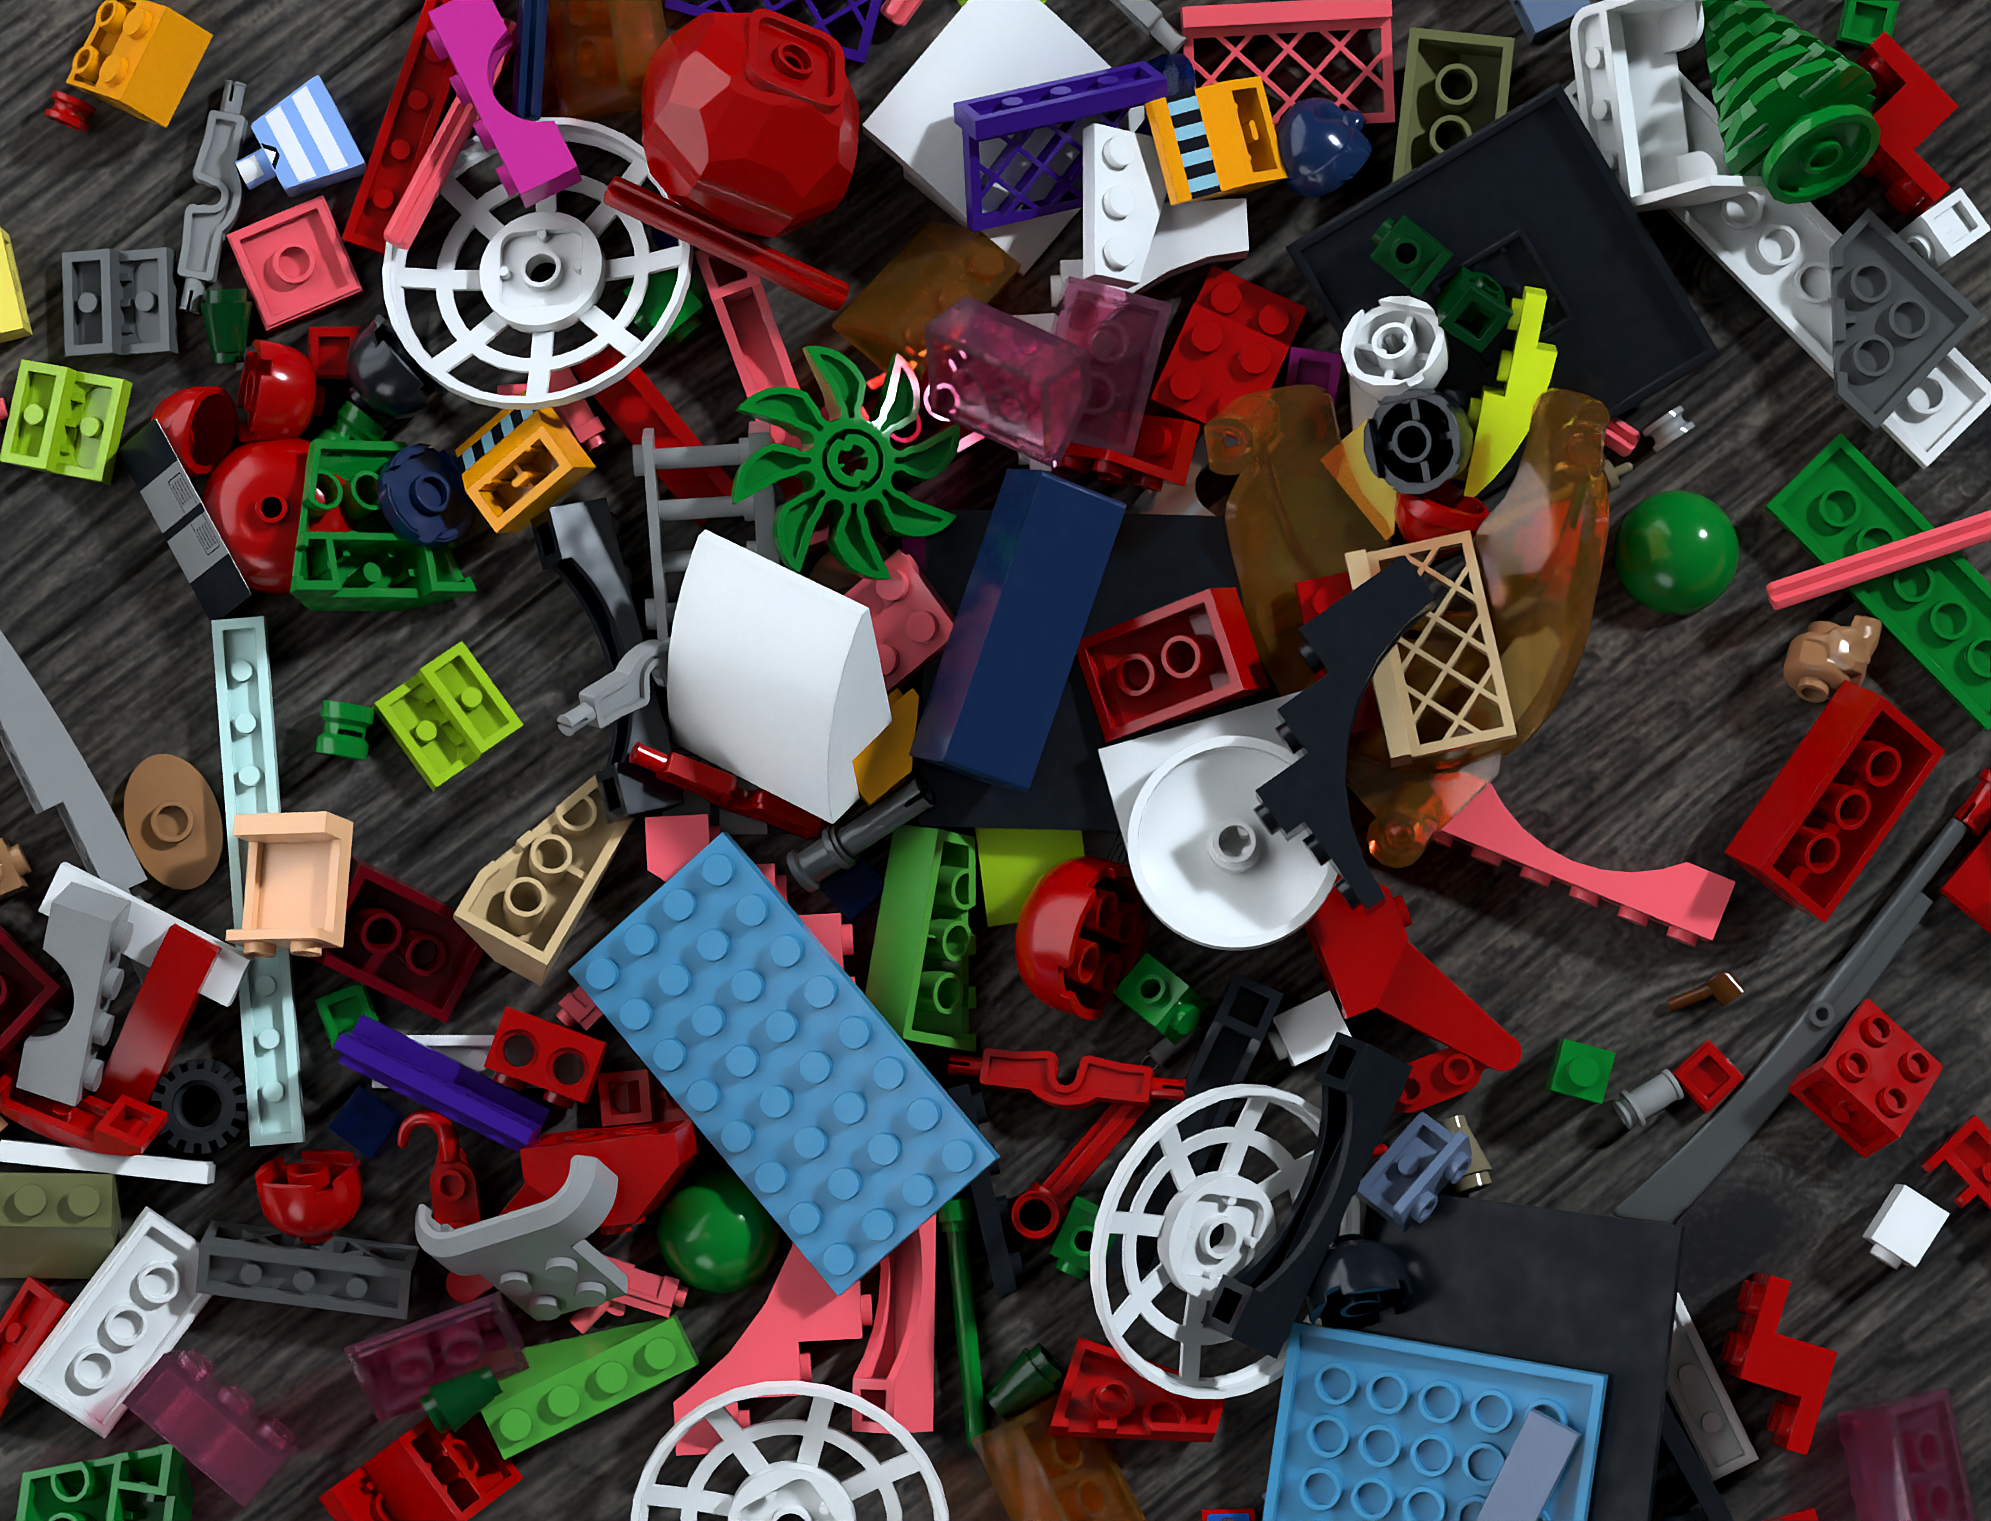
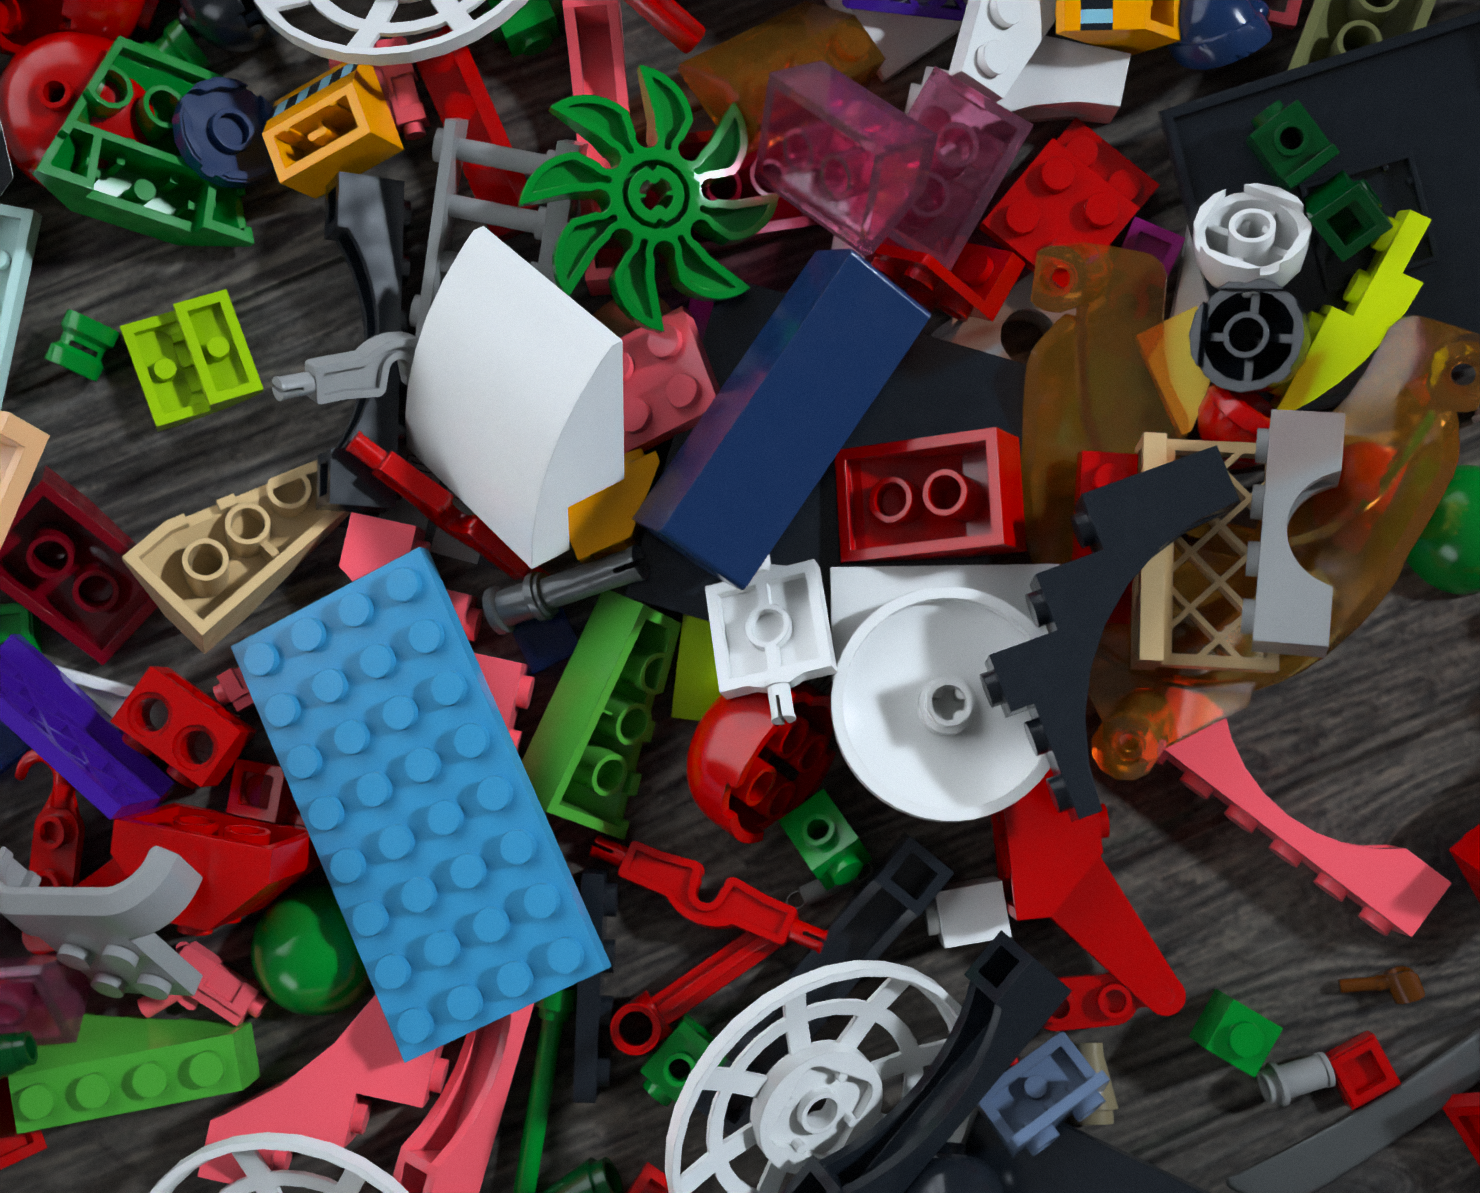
camera: 25 degrees right, 0 degrees up
(1061, 824) = (771, 634): none -> white plate
(1486, 545) = (1290, 605): none -> light grey arch

